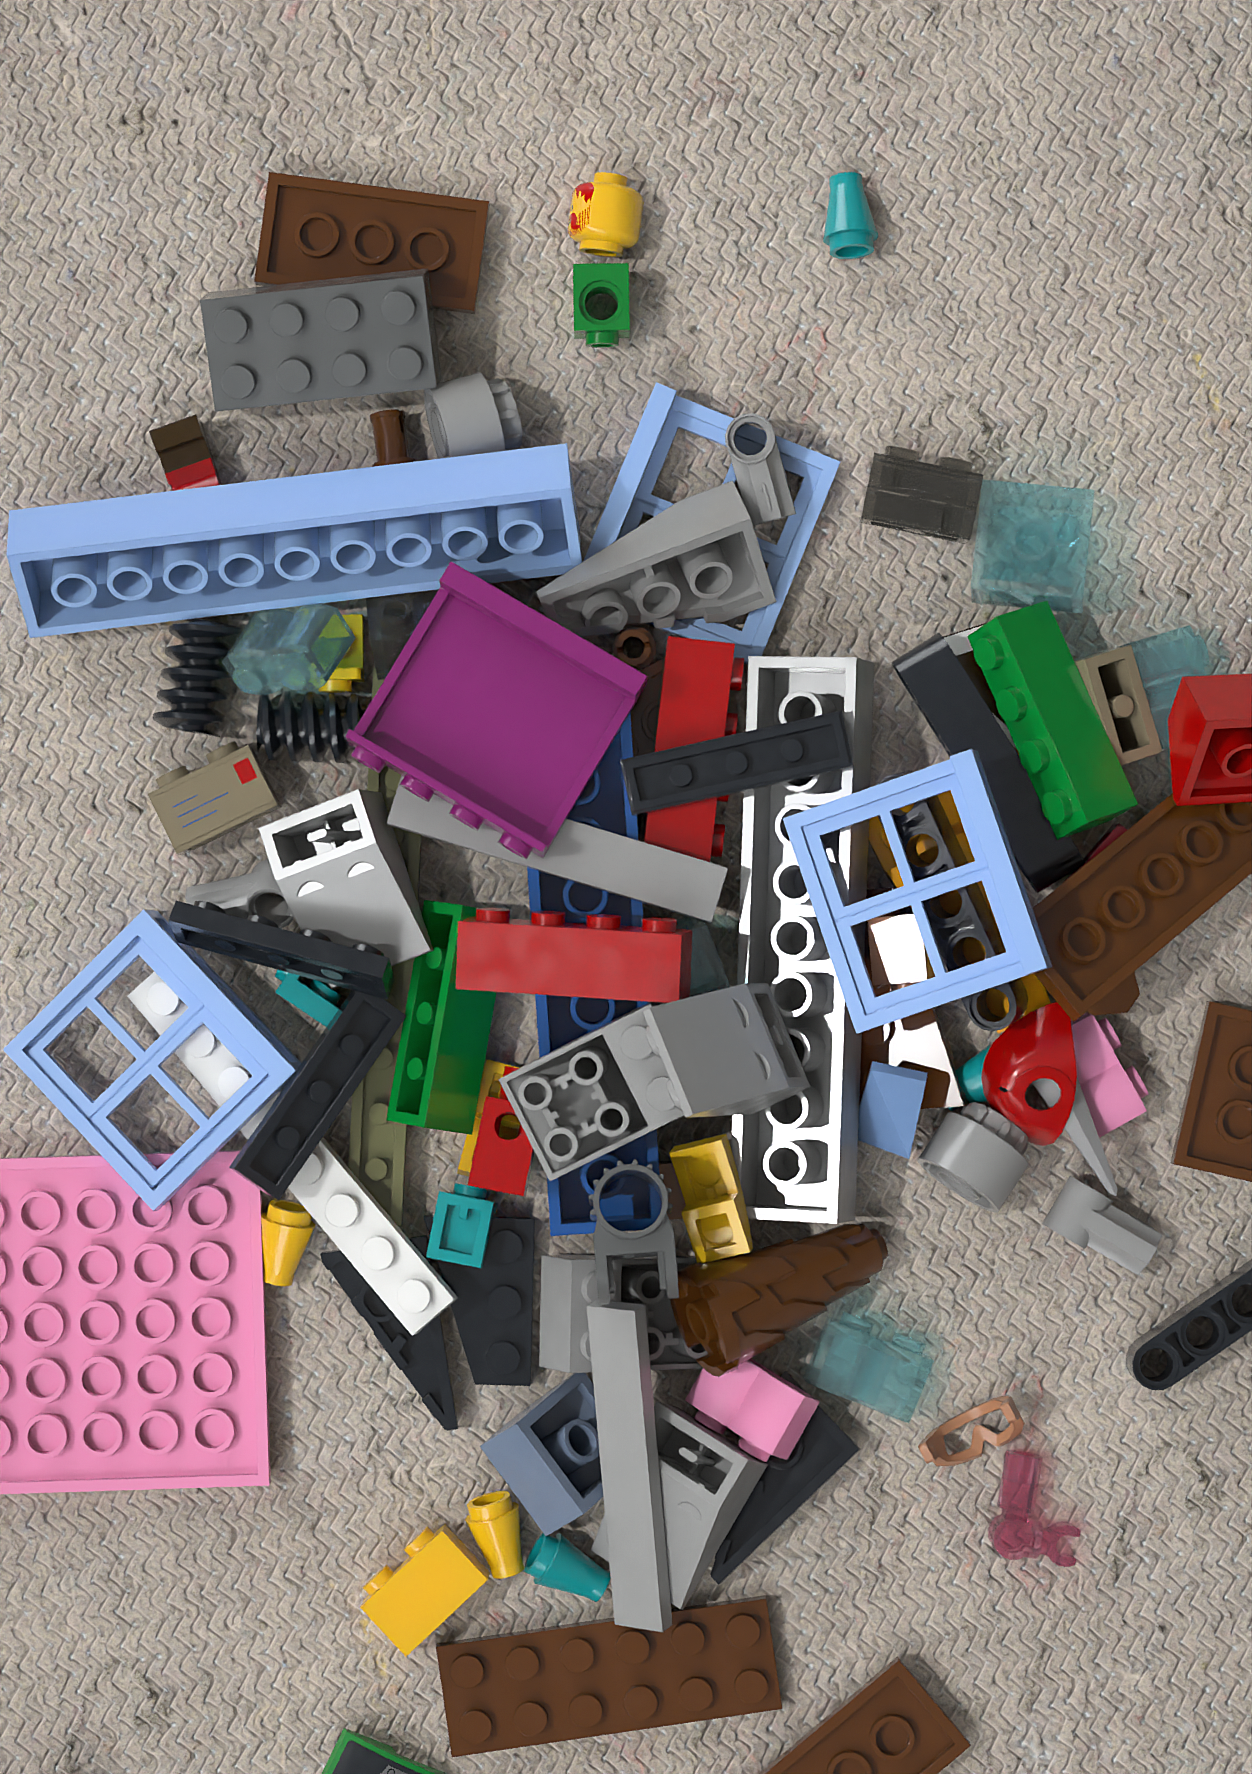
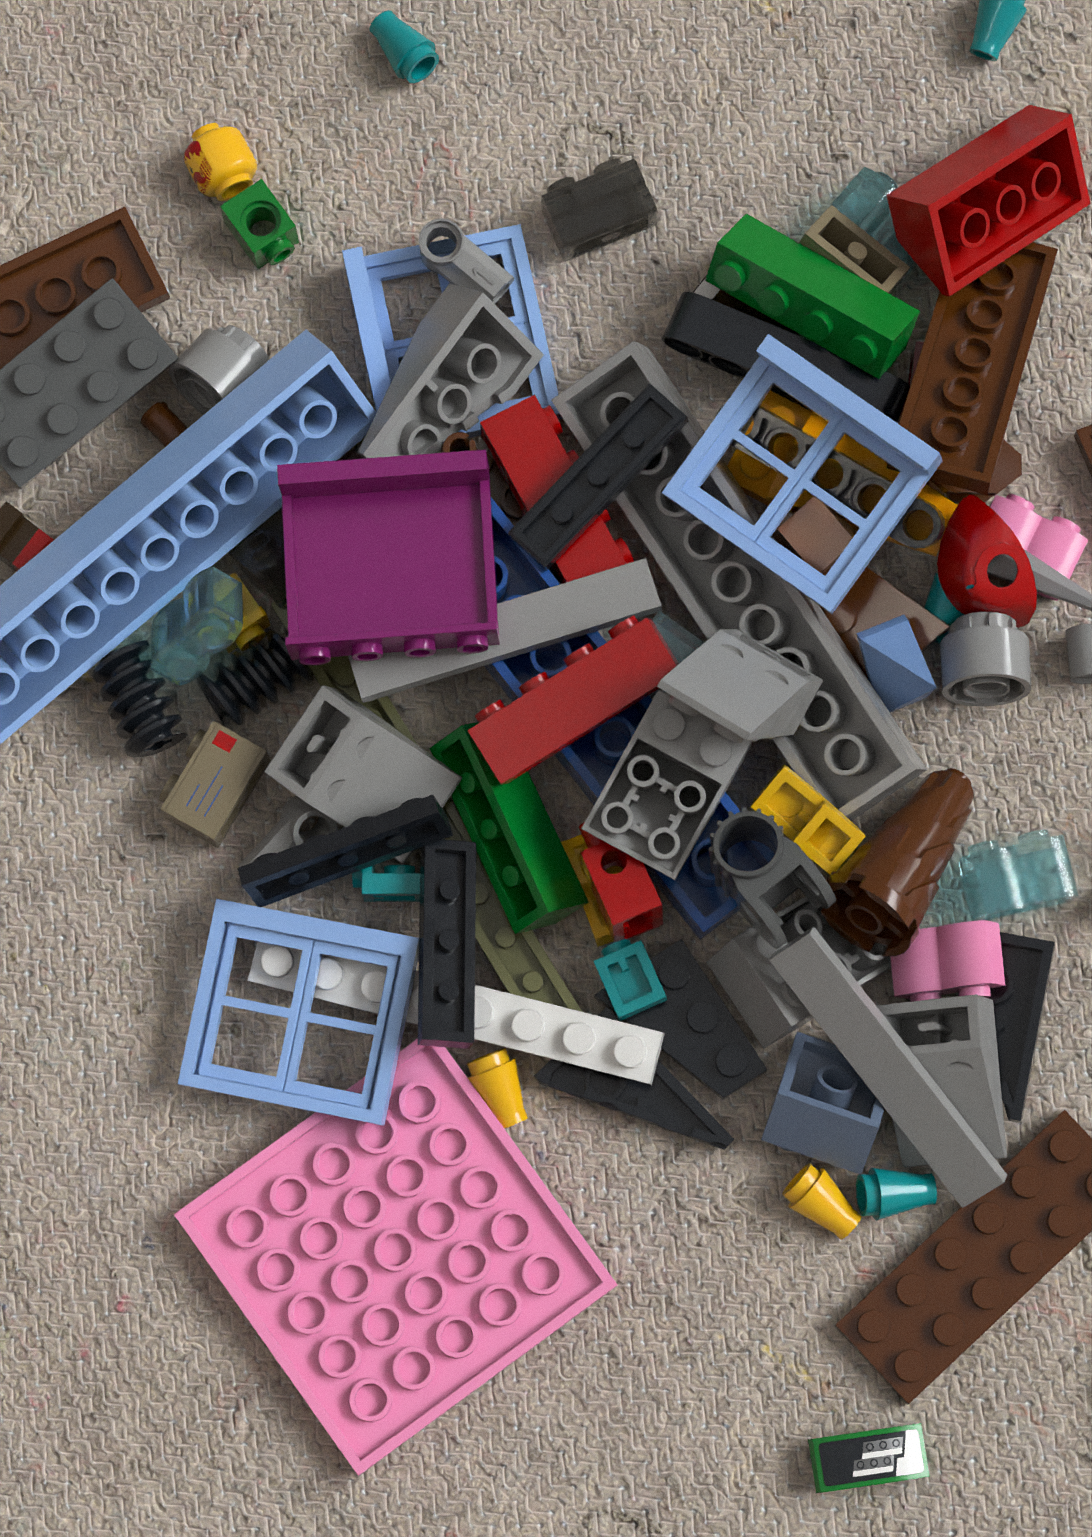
camera: 30 degrees left, 10 degrees down
(423, 1588) = (794, 1283): yellow brick -> none
(1032, 545) = (706, 184): clear light blue brick -> none

